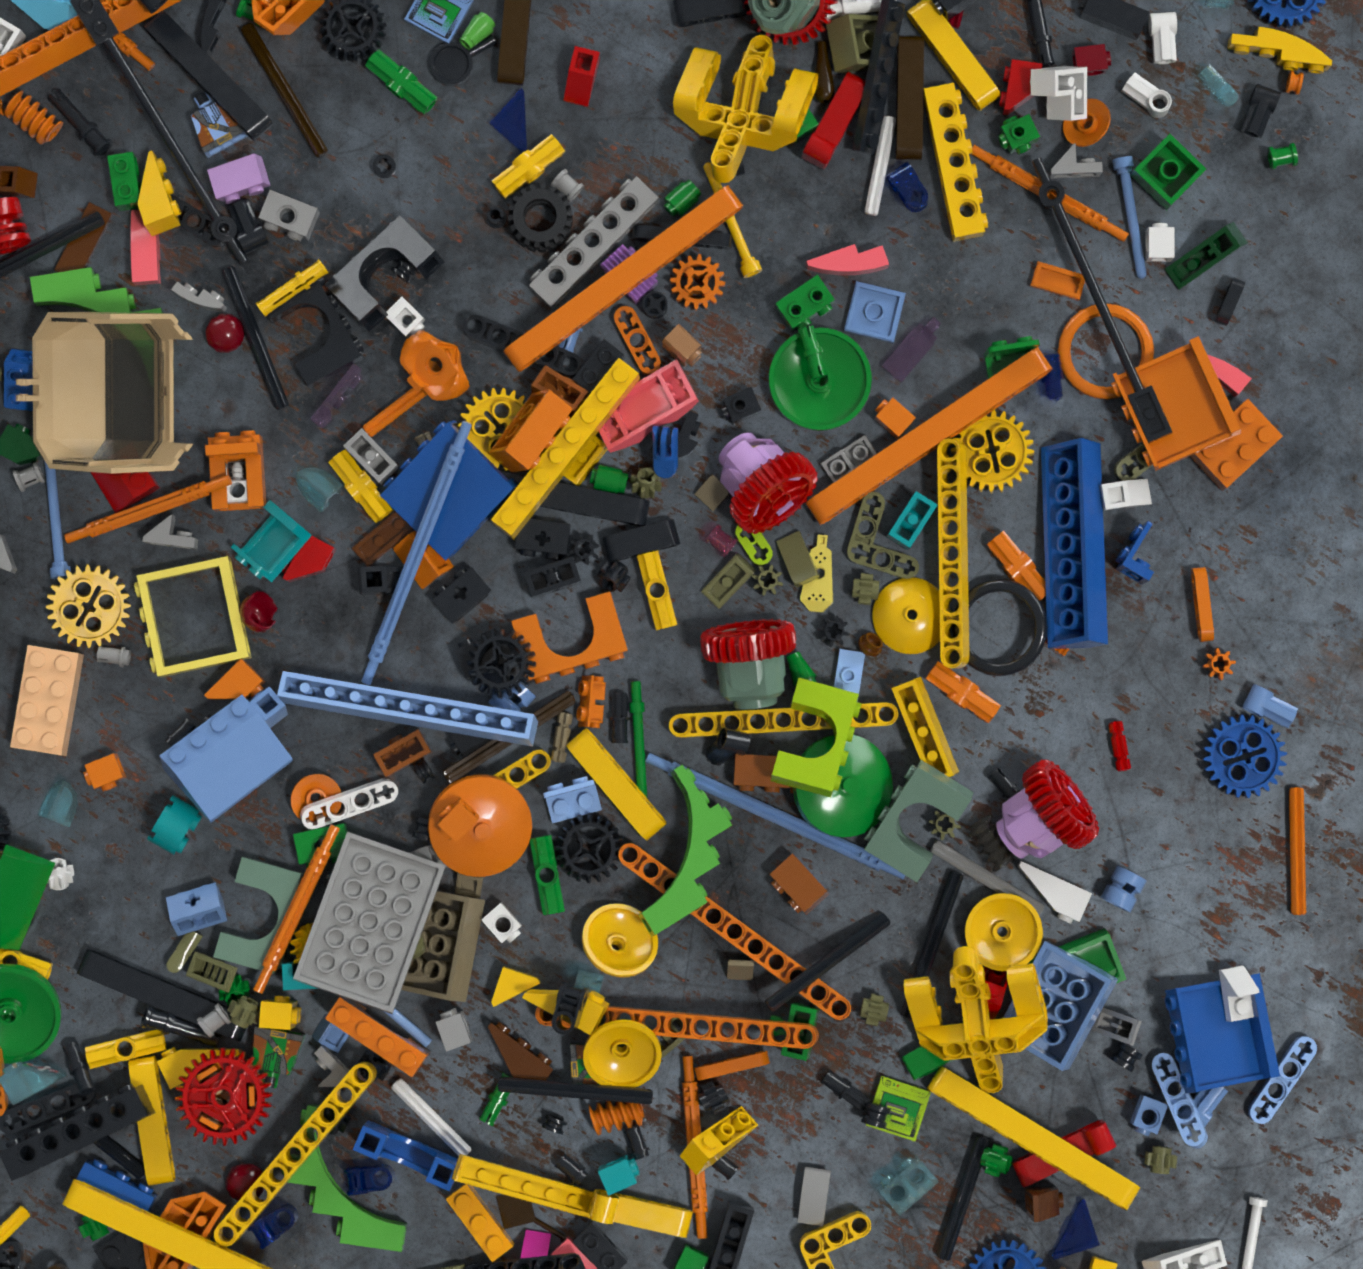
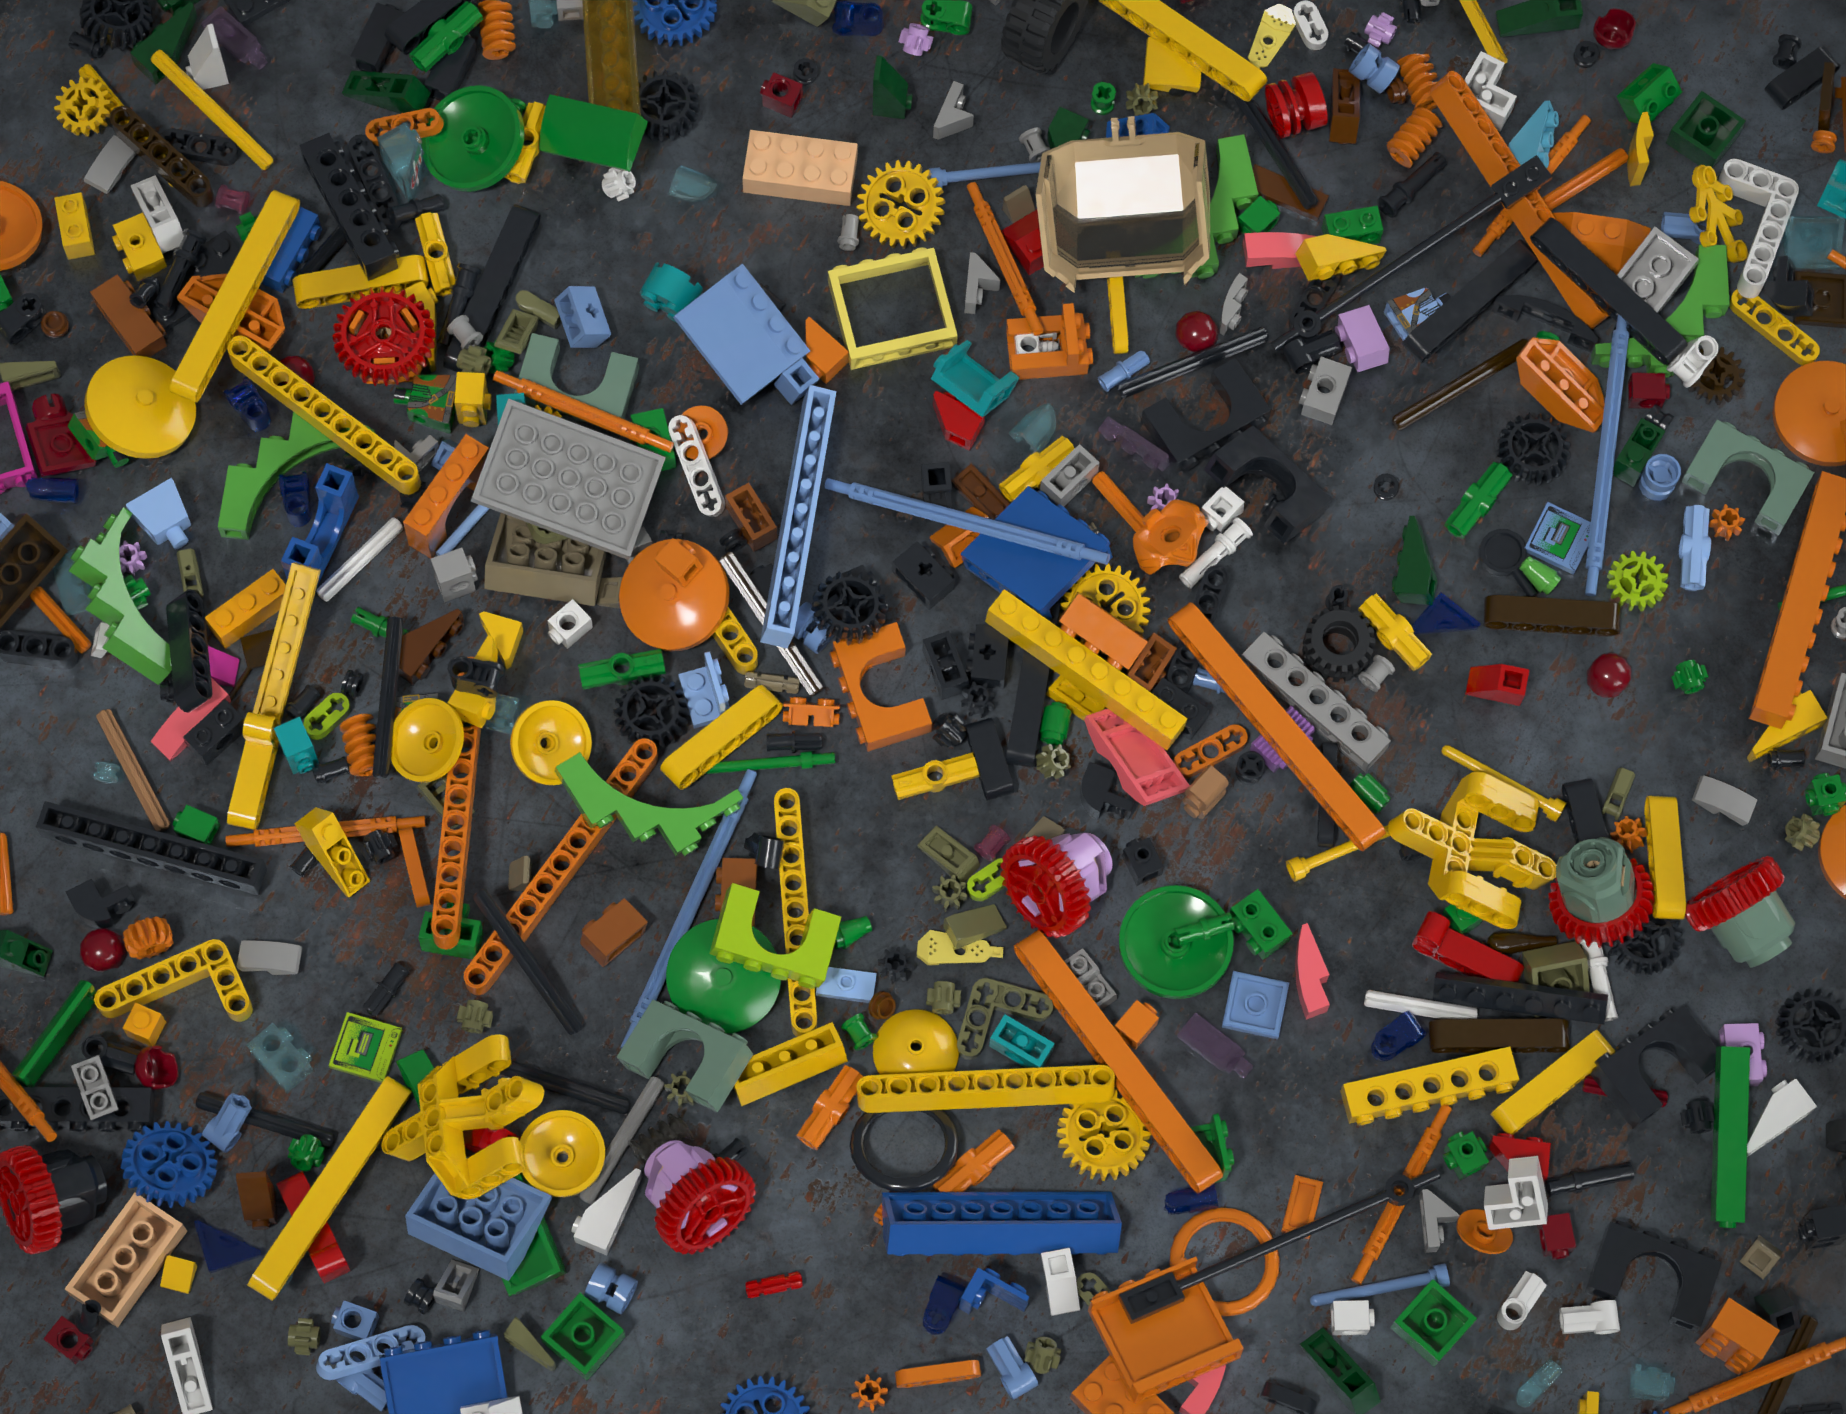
camera: 90 degrees right, 15 degrees down
(68, 1237) = (232, 199): none -> clear pink bush
(90, 494) = (1018, 204): none -> dark tan slope
(104, 772) = (726, 226): orange brick -> none
(112, 268) = (1259, 217): none -> green brick
(209, 405) = (1117, 315): none -> yellow beam
(258, 612) = (899, 369): dark red hair -> none
(262, 402) = (1123, 370): none -> medium blue axle
(292, 287) = (1254, 398): yellow pin -> none
(391, 365) = (1162, 493): none -> lavender gear
(439, 318) = (1224, 545): none -> white pin
(470, 142) = (1416, 574): none -> dark green slope
(579, 1151) = (322, 711): none -> lime beam
(665, 454) = (1087, 773): blue arm -> none
(698, 36) = (1550, 806): none -> yellow piece
(705, 291) = (1284, 820): orange gear -> none
(750, 659) = (860, 866): piece -> none
(876, 1115) = (358, 1018): black wheel -> none
(894, 665) = (859, 1032): none -> green bush
(969, 1231) = (225, 1127): none -> medium blue piece
(1136, 597) = (943, 1301): none -> clear blue piece
(1167, 913) = (583, 1336): none -> green brick
(1168, 965) = (522, 1339): none -> olive slope
(1188, 512) = (1042, 1355): none -> olive gear
(1202, 537) = (1014, 1373): none -> medium blue piece

